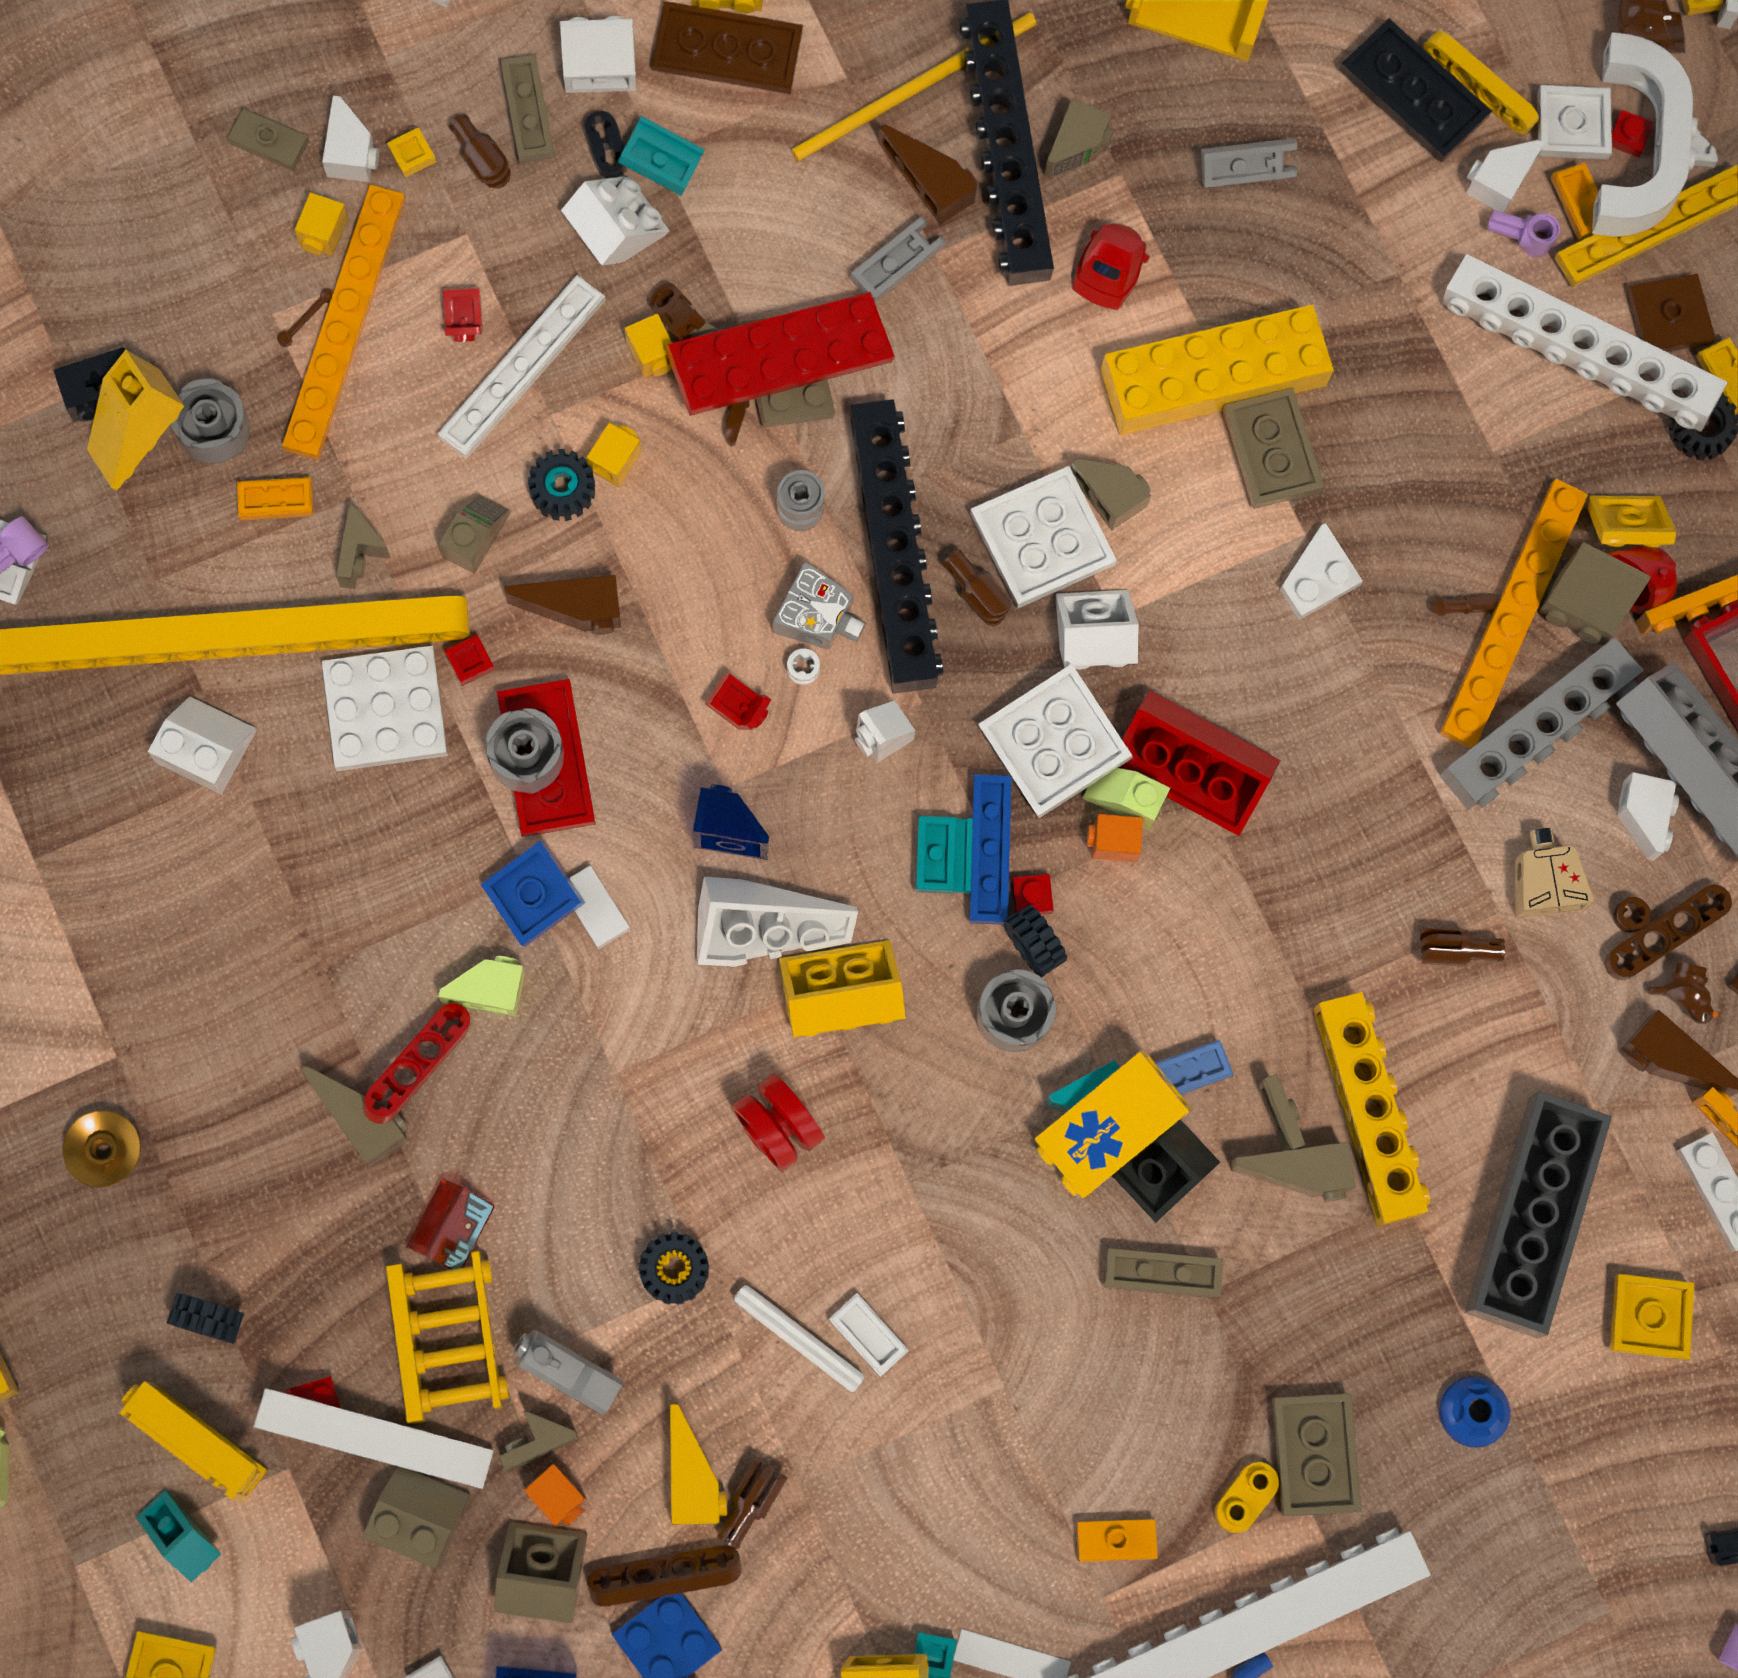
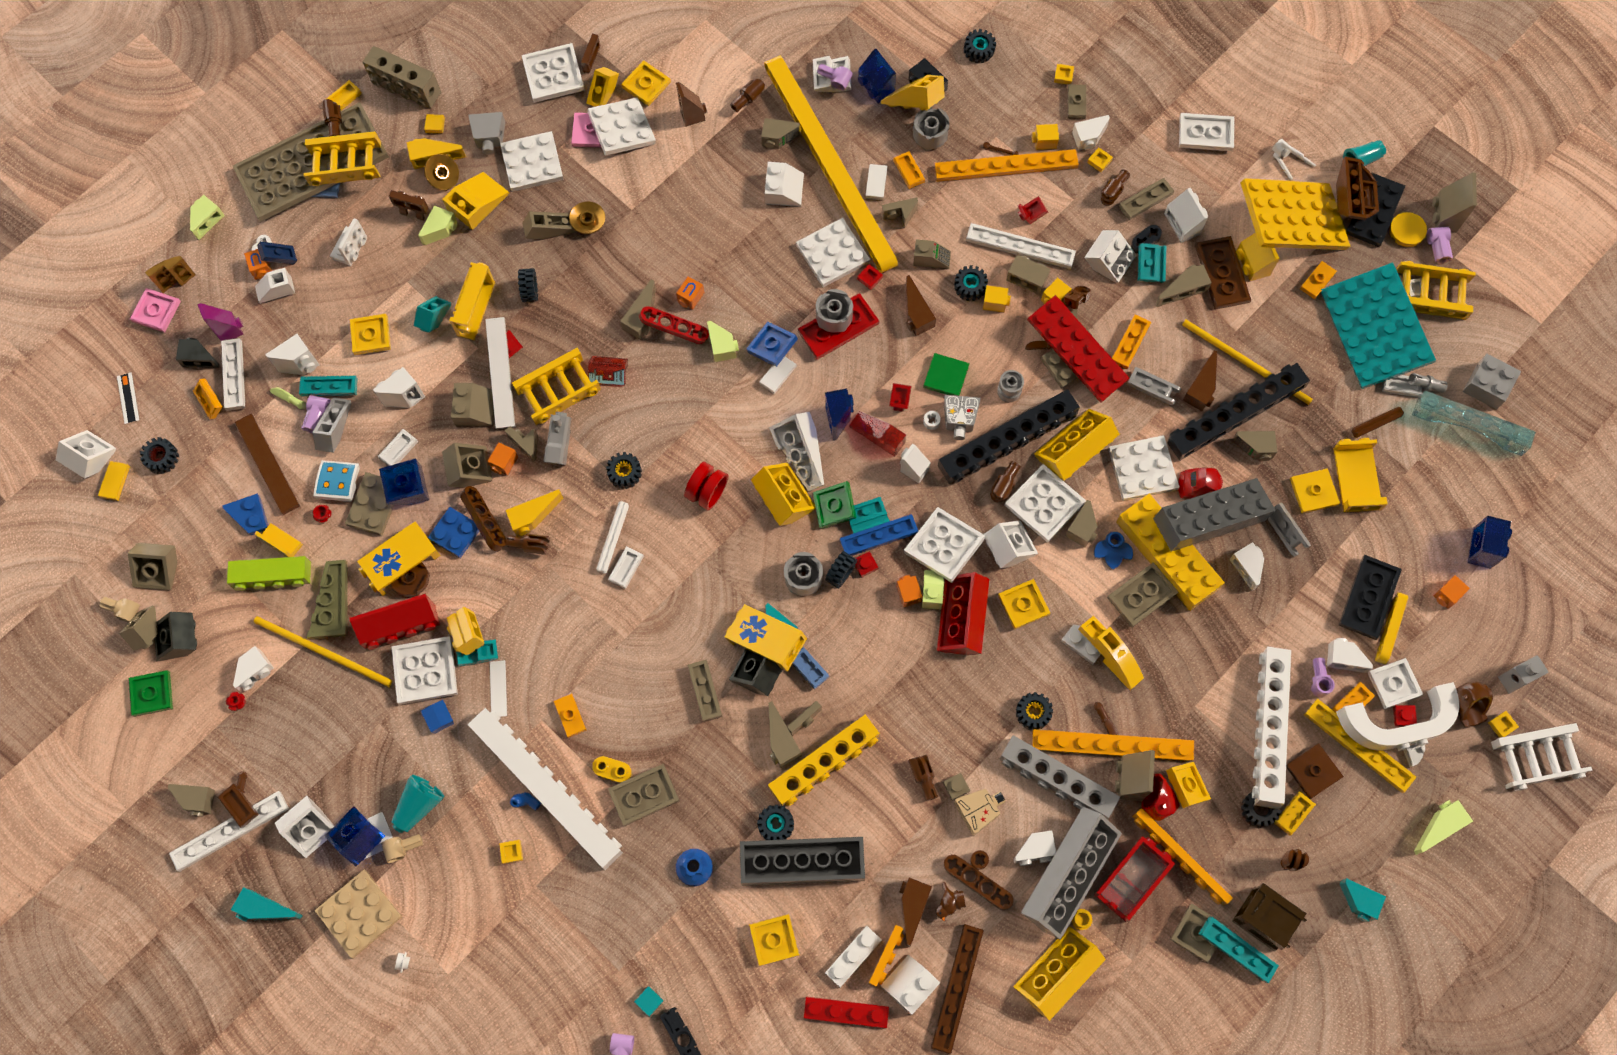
camera: 80 degrees right, 5 degrees down
(52, 474) = (877, 76): none -> clear blue slope
(60, 277) = (976, 53): none -> black bush
(82, 710) = (778, 132): none -> dark tan slope
(82, 1236) = (546, 225): none -> dark tan slope
(202, 136) = (1064, 74): none -> yellow plate
(271, 569) = (876, 182): none -> white tile
(357, 1008) = (690, 293): none -> orange brick
(589, 376) = (1028, 274): none -> dark tan brick
(725, 605) = (946, 375): none -> green tile
(727, 115) = (1189, 283): none -> dark tan slope
(791, 769) = (879, 432): none -> clear red slope
(797, 259) = (1131, 341): none -> light orange plate
(902, 904) = (834, 505): none -> green tile
(954, 434) = (1077, 443): none -> yellow slope
(1041, 345) = (1143, 468): none -> white plate
(1176, 464) = (1113, 552): none -> blue plate
(1189, 266) = (1214, 514): none -> dark grey brick
(1195, 88) = (1314, 491): none -> yellow plate
(1214, 652) = (1024, 604): none -> yellow plate
(1288, 251) = (1249, 564): none -> white slope
(1358, 537) = (1116, 653): none -> yellow slope
(1424, 728) = (1036, 701): none -> black bush
(1449, 1217) = (785, 818): none -> black bush
(1492, 901) = (956, 786): none -> dark tan plate
(1682, 1576) = (649, 1001): none -> teal tile

